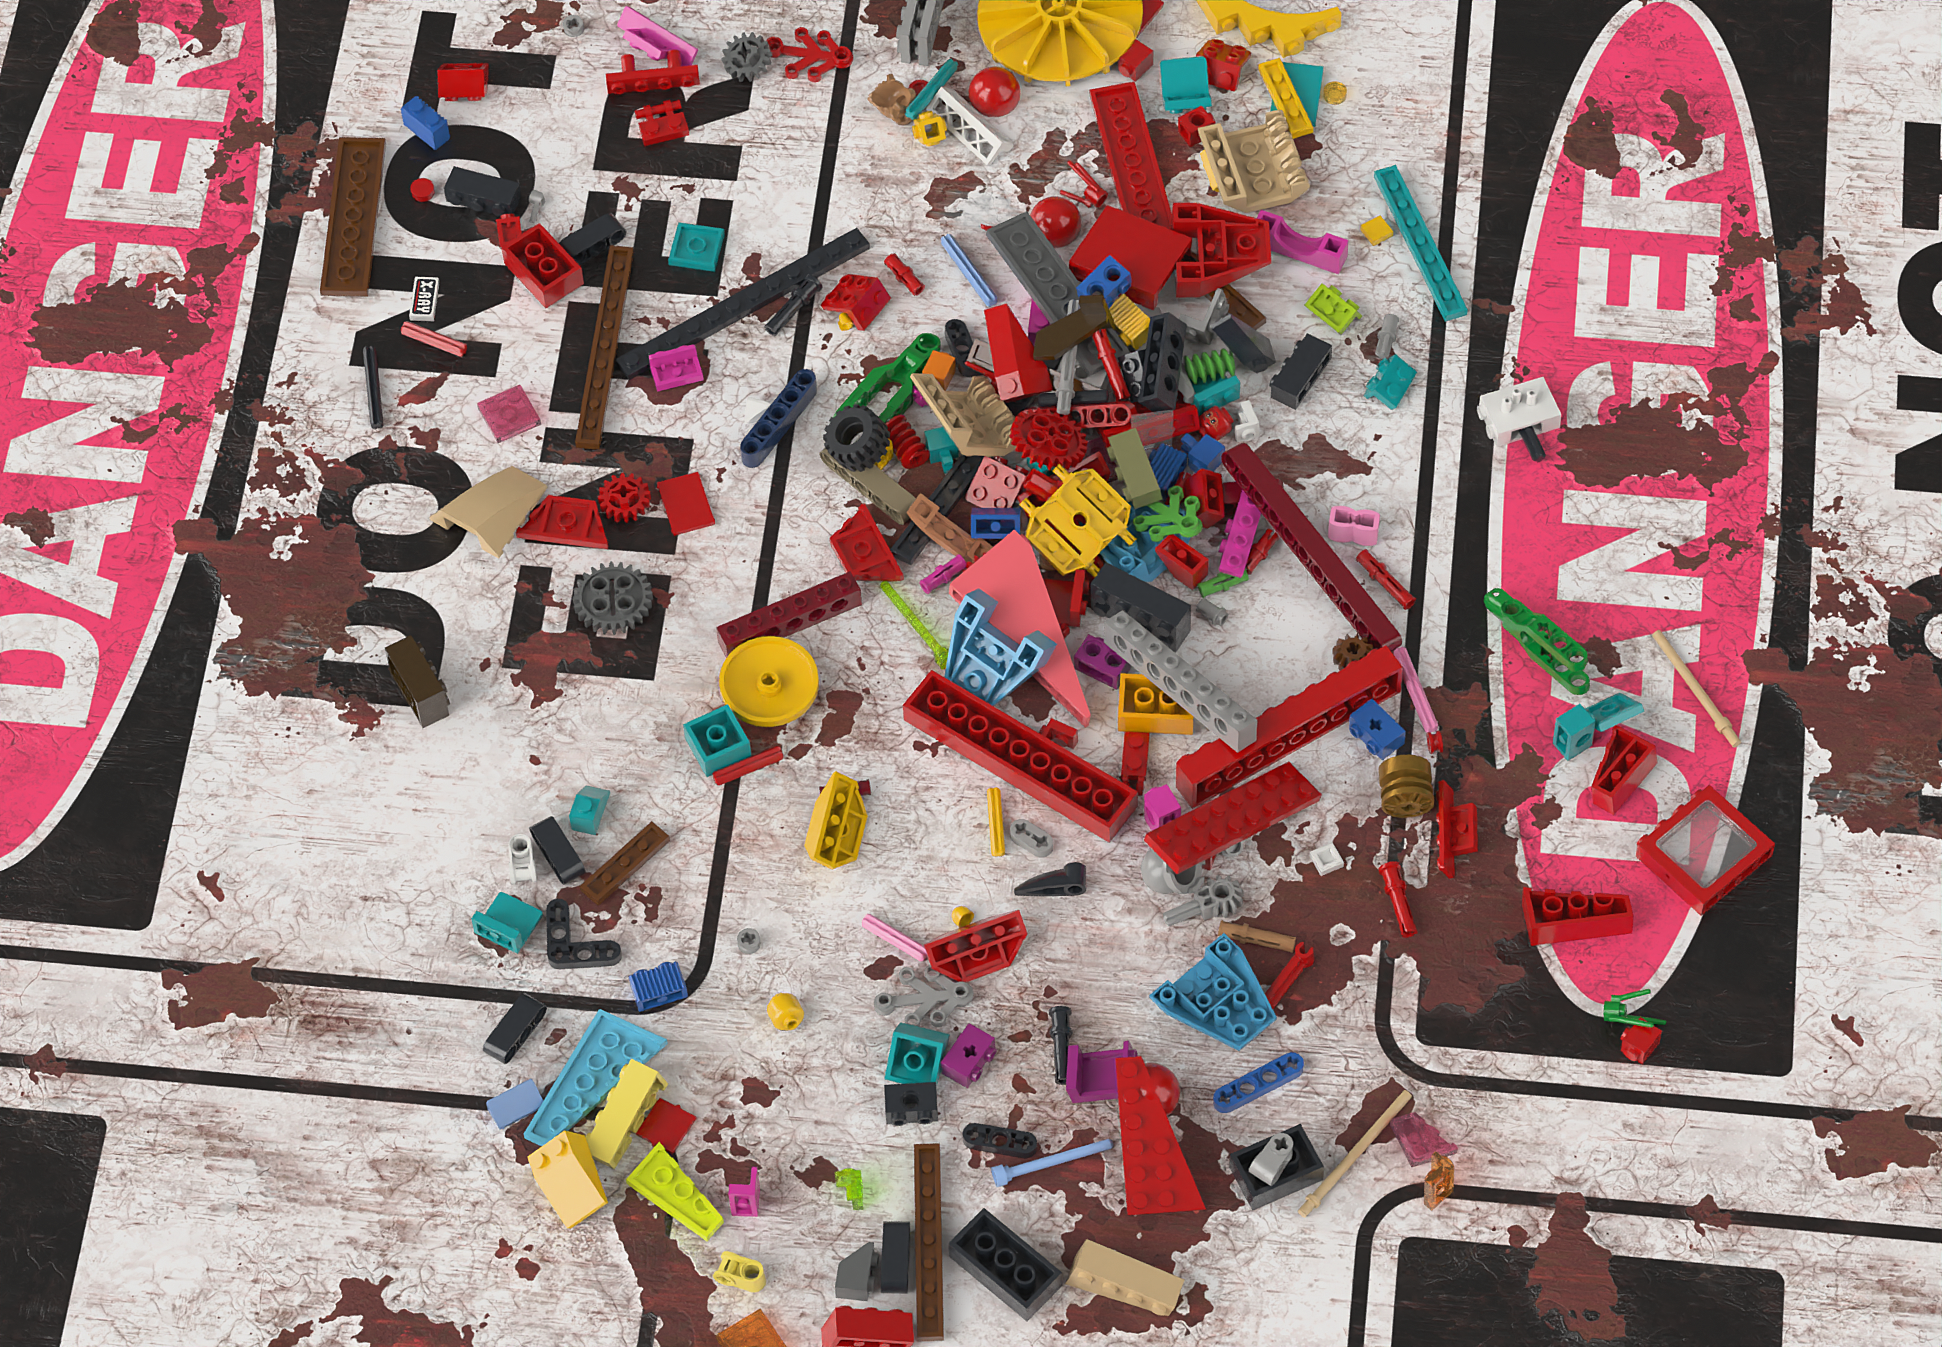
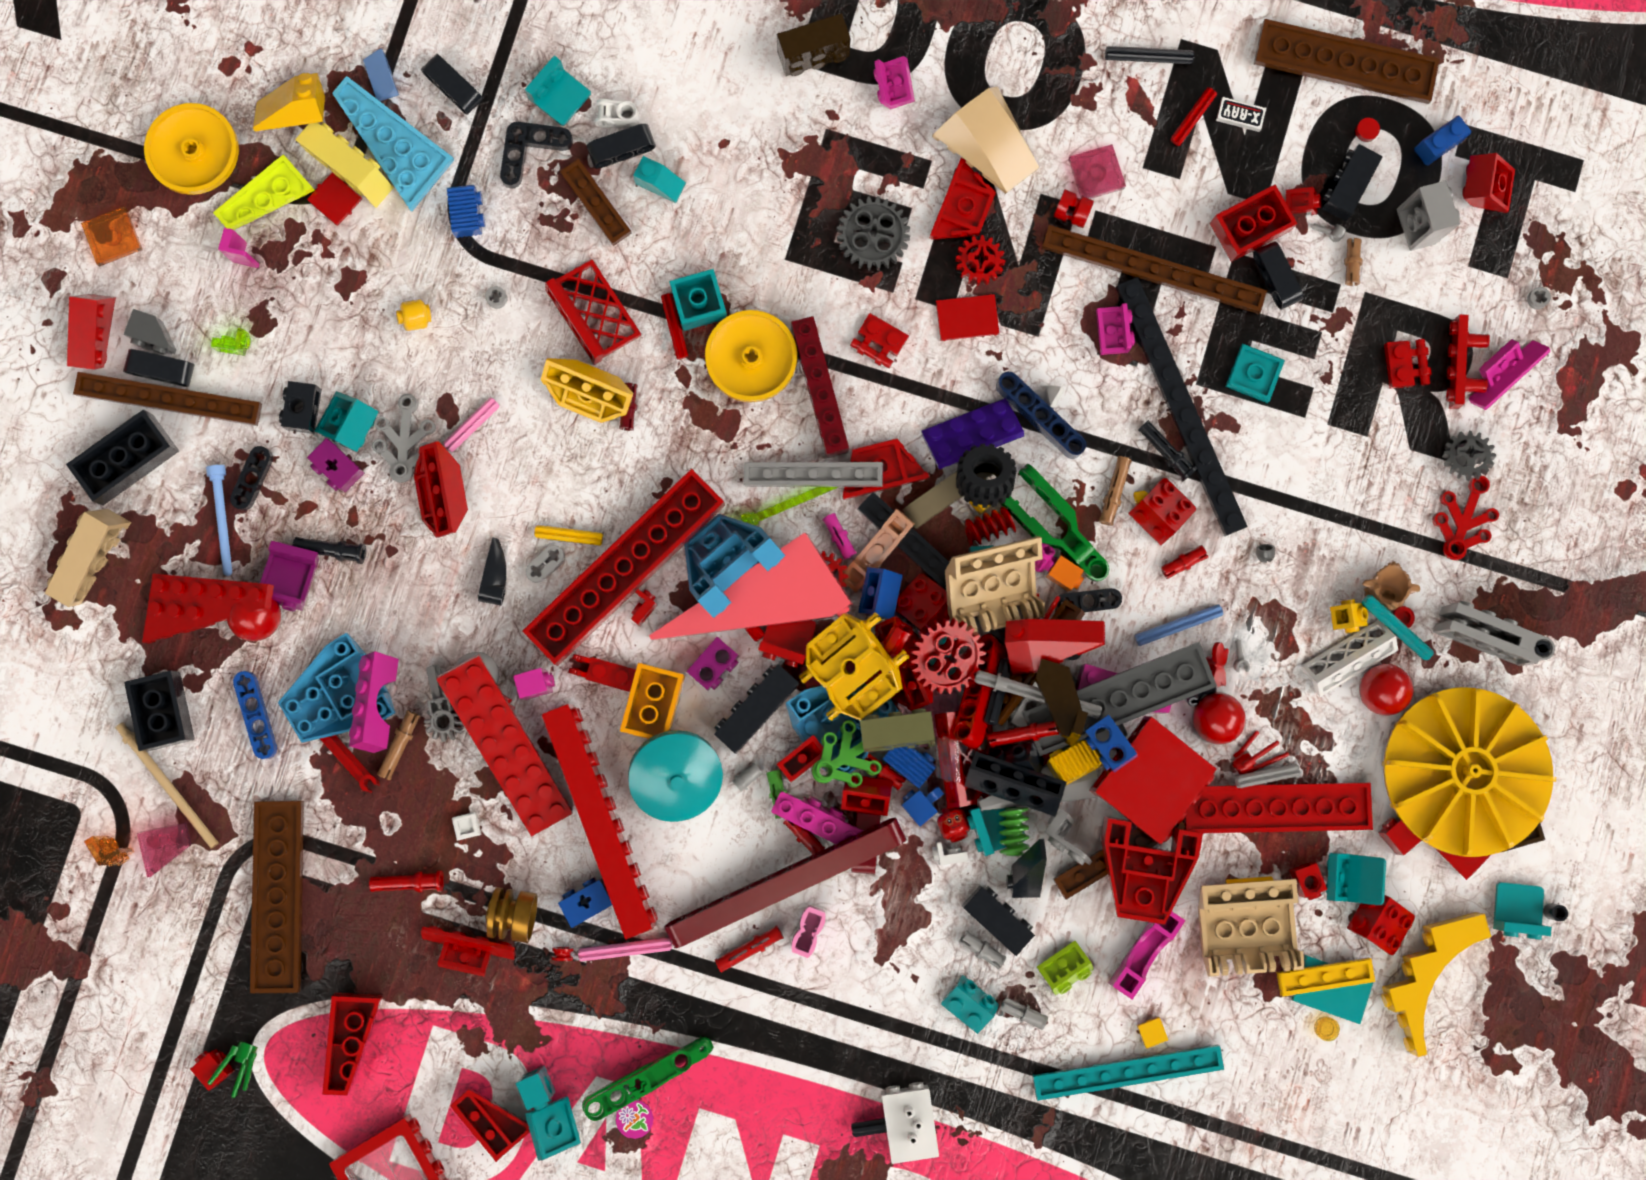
camera: 90 degrees right, 25 degrees up
(442, 605) = (894, 82): none -> dark pink bracket
(512, 116) = (1428, 215): none -> light grey brick
(554, 423) = (1081, 212): none -> red wheel
(565, 180) = (1353, 261): none -> medium nougat pin
(637, 1271) = (191, 148): none -> yellow dish
(720, 573) = (884, 336): none -> red plate
(736, 1269) = (176, 231): light yellow piece -> none
(759, 856) = (573, 315): none -> red fence
(810, 472) = (987, 425): none -> dark purple plate
(815, 342) = (1113, 497): none -> medium nougat pin
(879, 208) = (1265, 552): none -> dark grey hinge
(884, 603) = (813, 474): none -> light grey plate
(962, 916) = (478, 486): yellow hinge -> none
(996, 214) = (1240, 657): none -> light grey hand
(1103, 173) = (1267, 775): none -> light grey axle
(1180, 681) = (651, 725): light grey brick -> none
(1195, 957) = (368, 729): none -> dark pink arch
(1231, 664) = (675, 776): none -> teal dish
(1271, 1162) = (144, 702): light grey piece -> none
(1333, 380) = (982, 949): none -> light grey pin
(1350, 650) = (677, 892): reddish brown gear -> none
(1445, 1018) = (277, 897): none -> reddish brown plate
(1593, 649) = (634, 1119): none -> sticker

